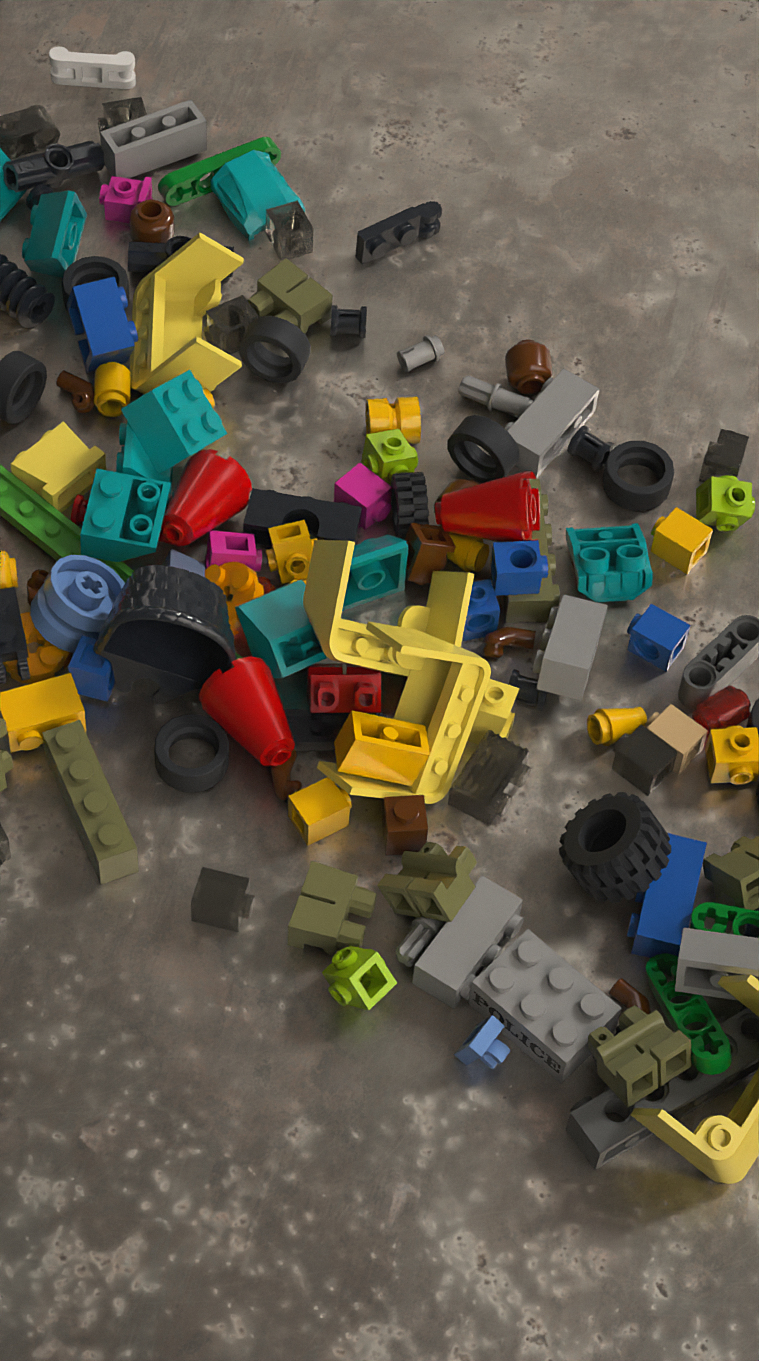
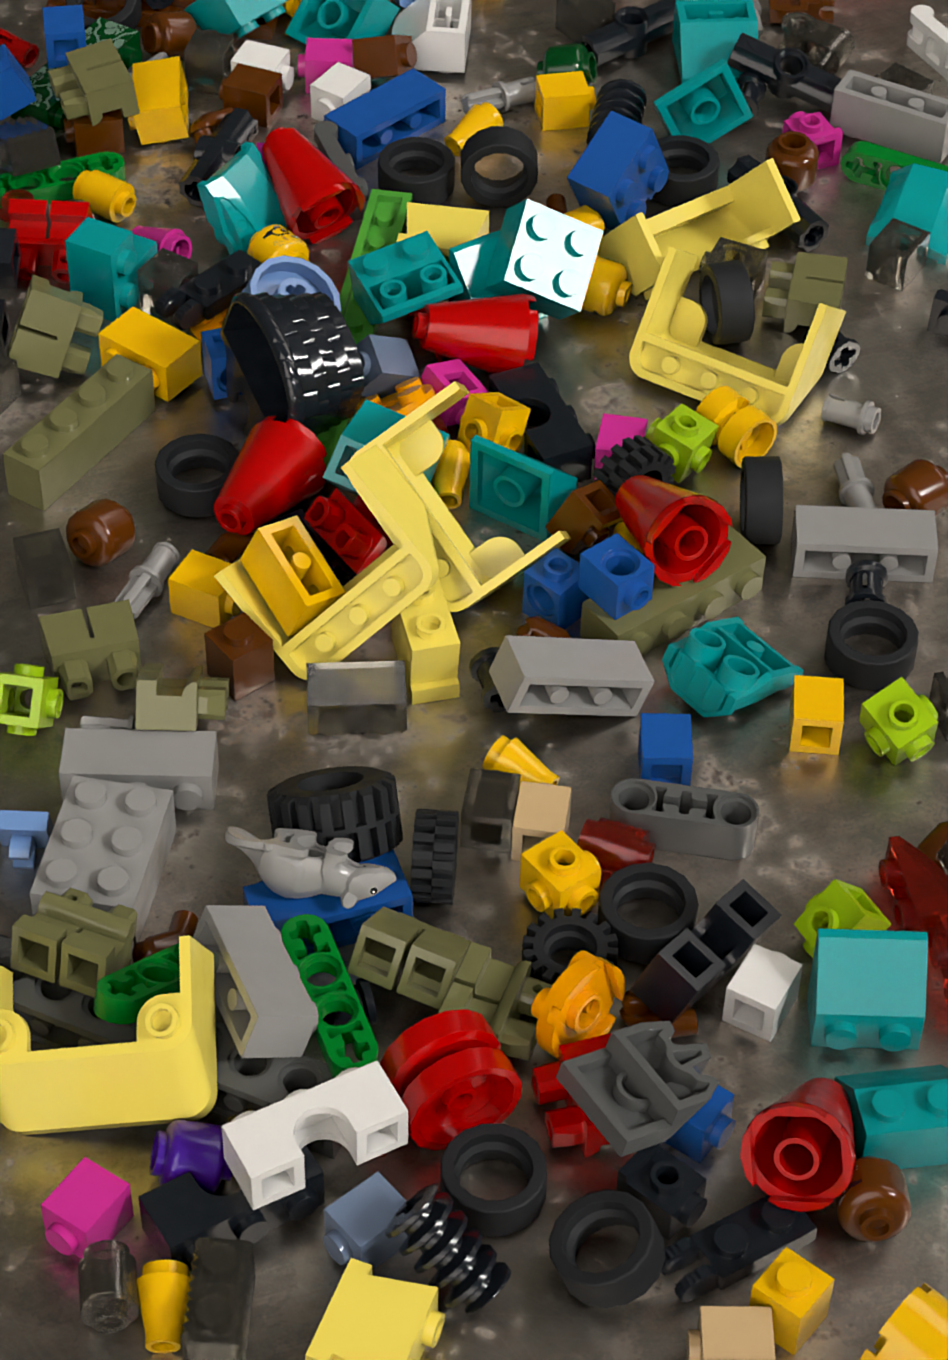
camera: 60 degrees right, 10 degrees down
(210, 843) = (100, 532): none -> reddish brown head
(275, 843) = (149, 577): none -> light grey axle
(327, 396) = (674, 356): none -> light yellow windscreen
(661, 887) = (301, 868): none -> light grey animal
(680, 807) = (434, 856): none -> black tyre

